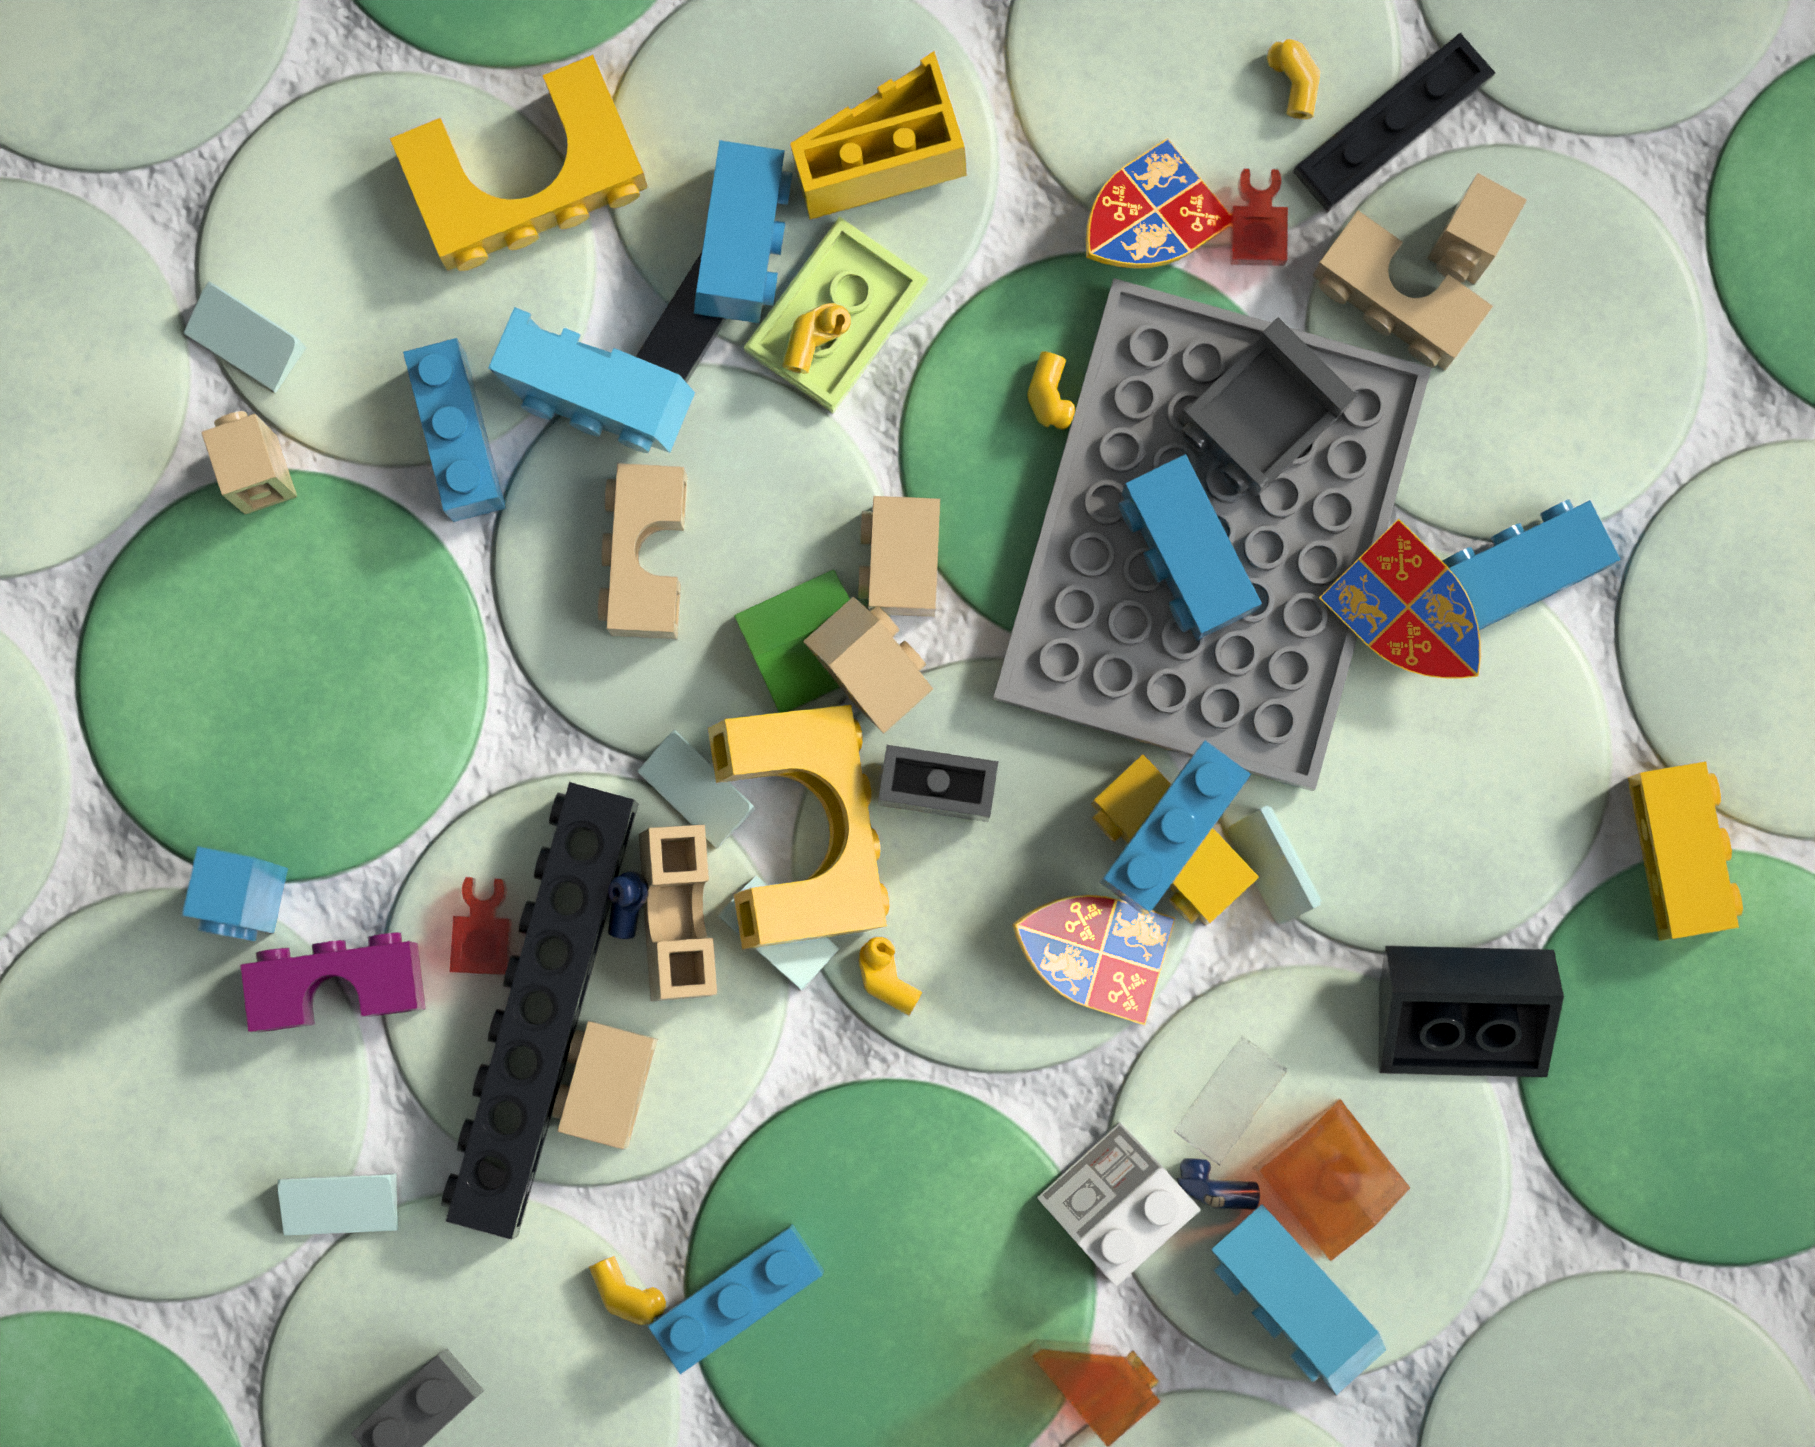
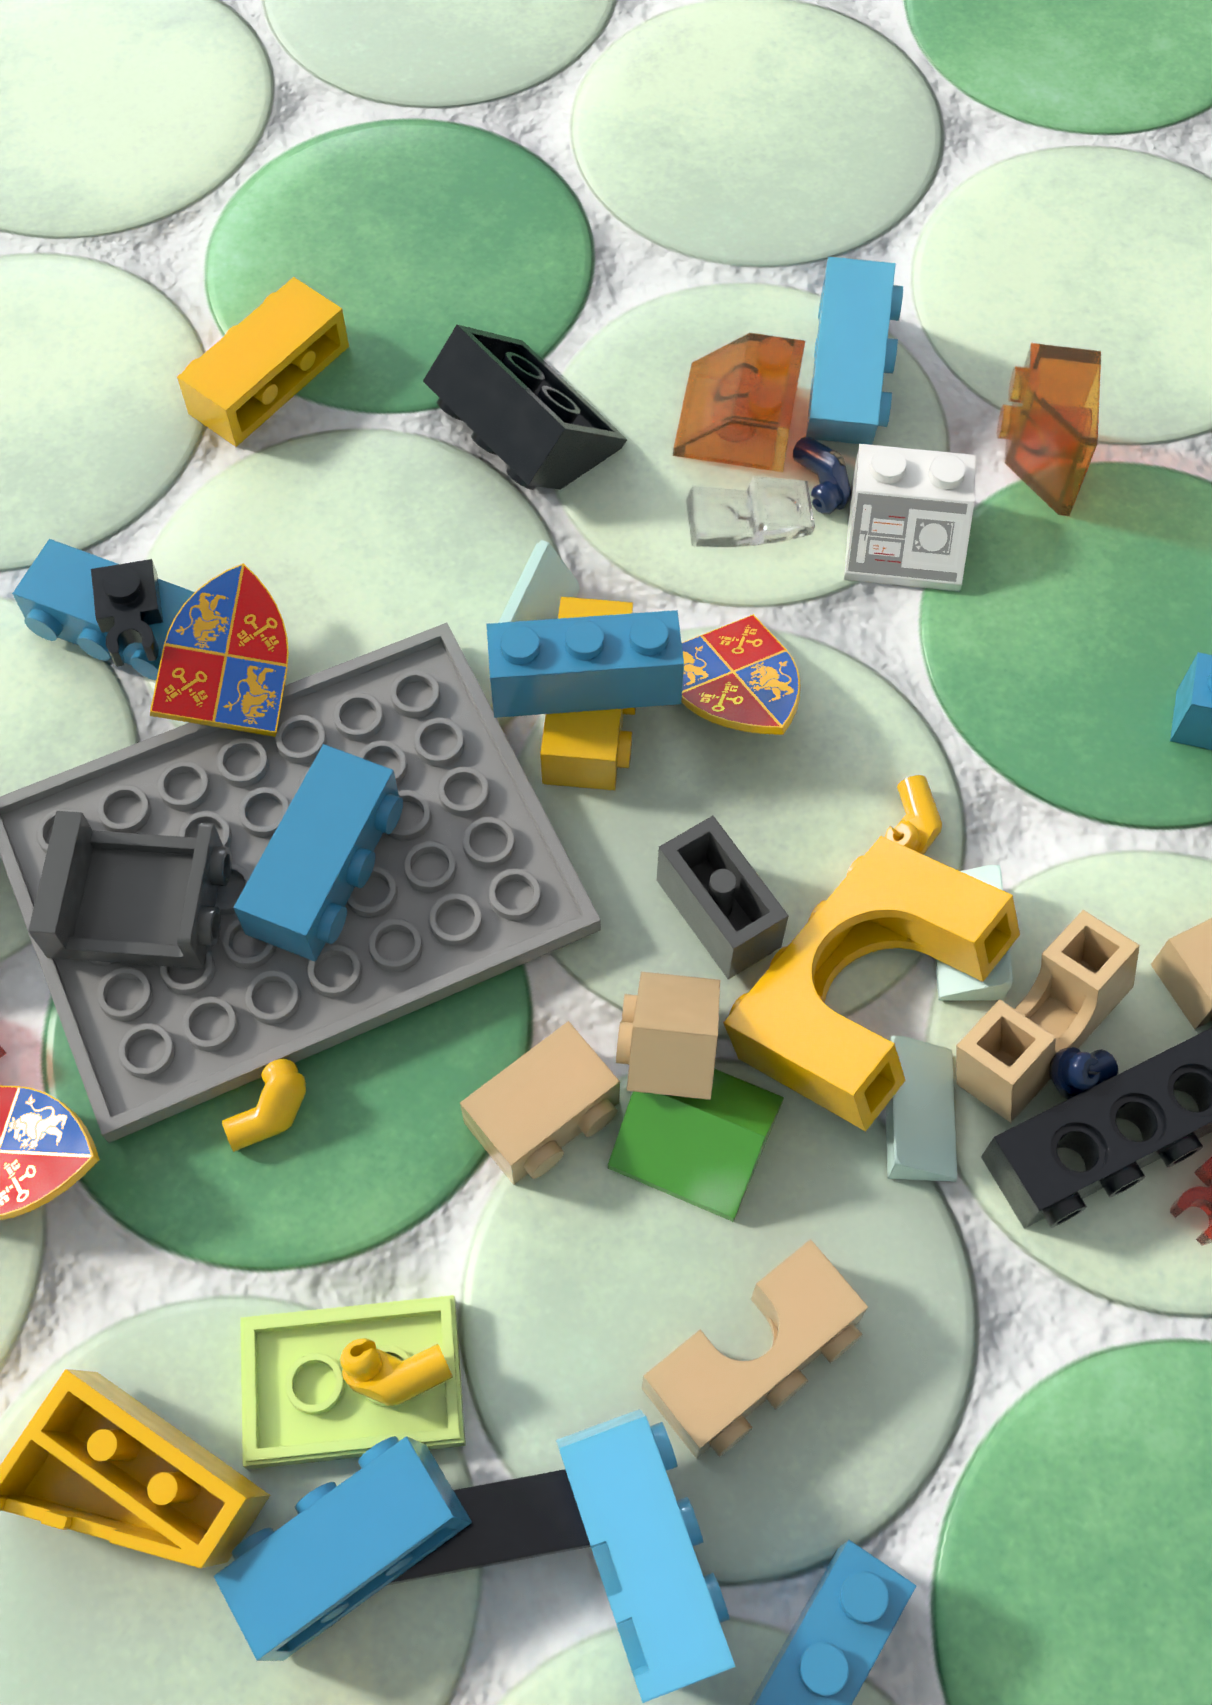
camera: 130 degrees left, 20 degrees down
(1508, 569) = (126, 605): none -> black plate

